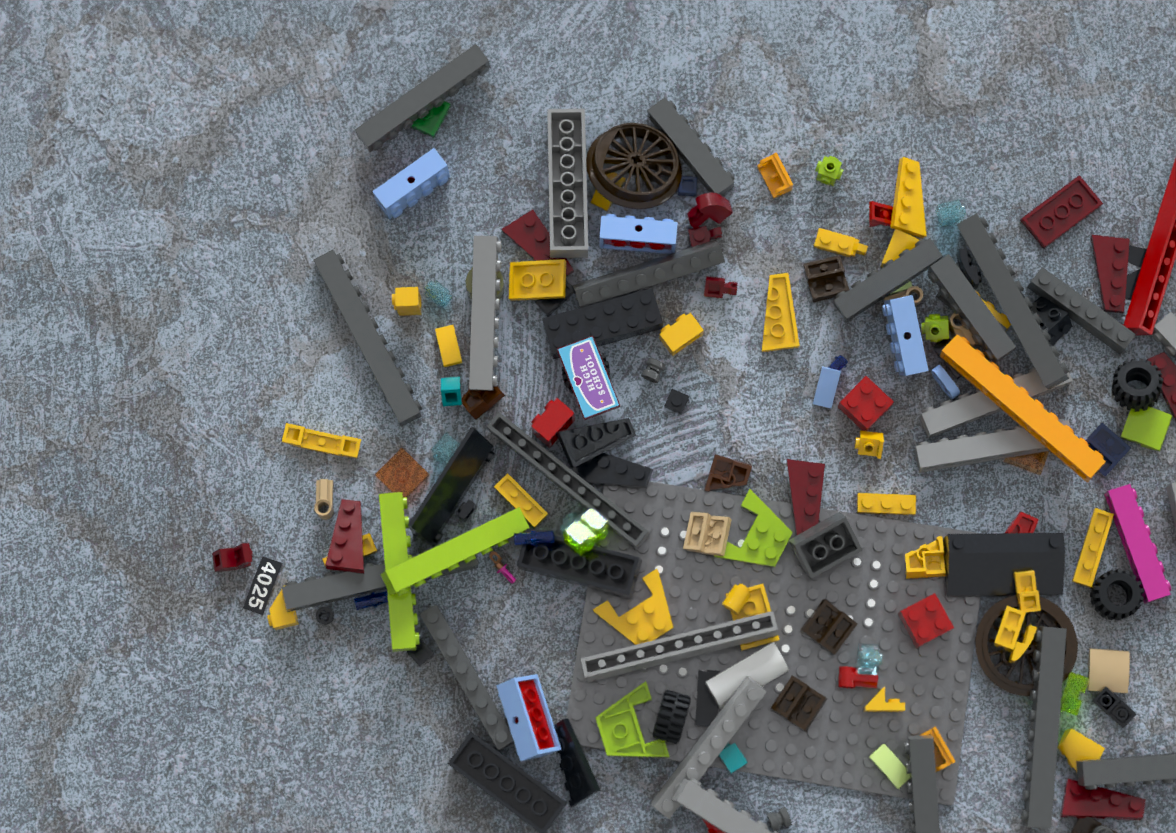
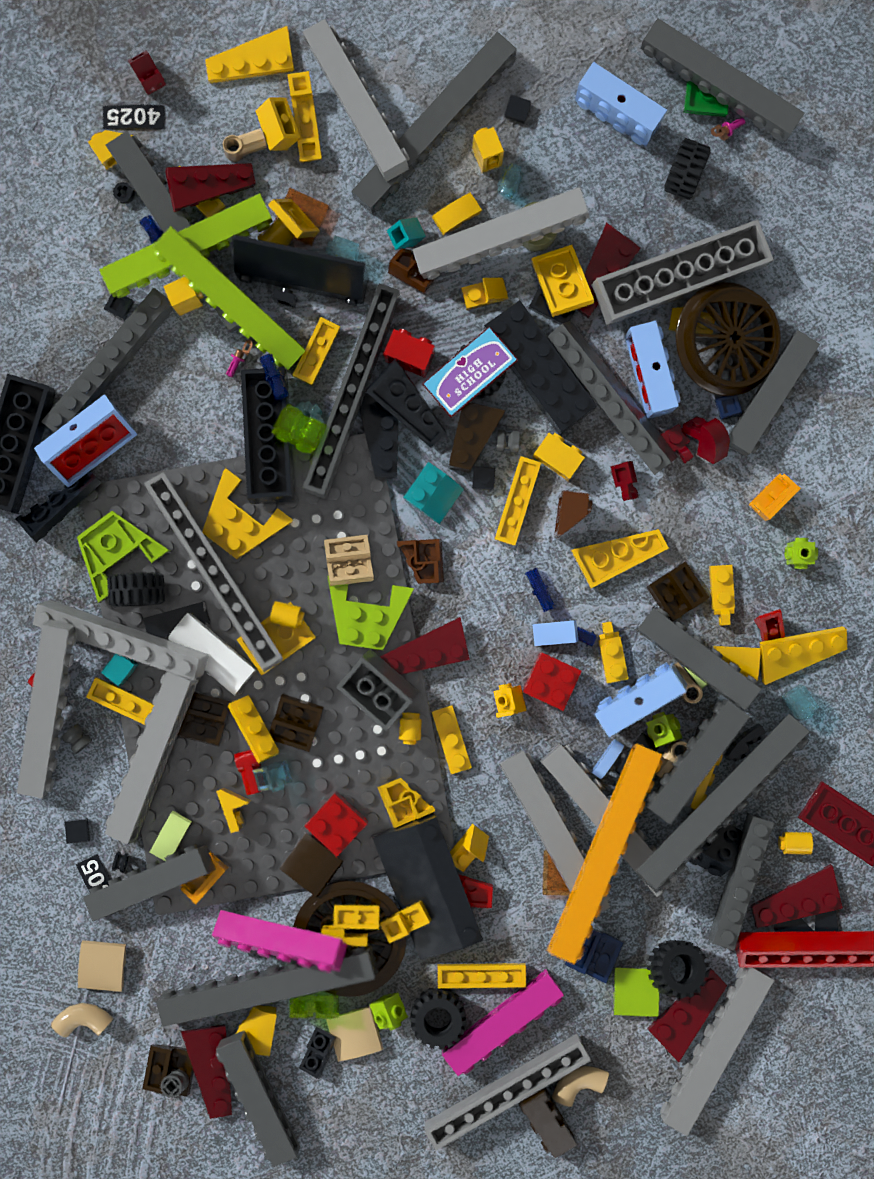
camera: 70 degrees right, 10 degrees up
(253, 466) = (254, 58): none -> yellow wing
(319, 464) = (278, 124): none -> yellow brick
(325, 392) = (356, 100): none -> light grey brick
(380, 267) = (517, 109): none -> black tile
(408, 482) = (290, 223): none -> yellow plant
(435, 592) = (182, 296): none -> yellow brick
(461, 108) = (727, 129): none -> piece
(485, 149) = (687, 169): none -> black tyre
(522, 347) = (484, 293): none -> yellow slope
(639, 397) = (472, 434): none -> dark brown wedge
(674, 446) = (433, 493): none -> teal slope
(706, 380) = (517, 501): none -> yellow plate
(731, 339) = (571, 510): none -> reddish brown slope
(760, 767) = (119, 700): none -> yellow plate
(786, 387) = (540, 590): none -> clear blue pin
(818, 757) = (150, 757): none -> light grey brick
(822, 662) = (253, 729): none -> yellow plate
(859, 348) = (612, 654): none -> yellow hinge
(866, 532) = (410, 728): none -> yellow brick
(897, 818) = (120, 862): none -> black bush
(953, 654) = (311, 865): none -> dark brown slope
(980, 518) = (471, 845): none -> yellow slope
(1009, 700) = (279, 940): none -> dark pink brick
(1064, 256) = (796, 843): none -> yellow brick
(1098, 633) = (389, 1011): none -> lime brick

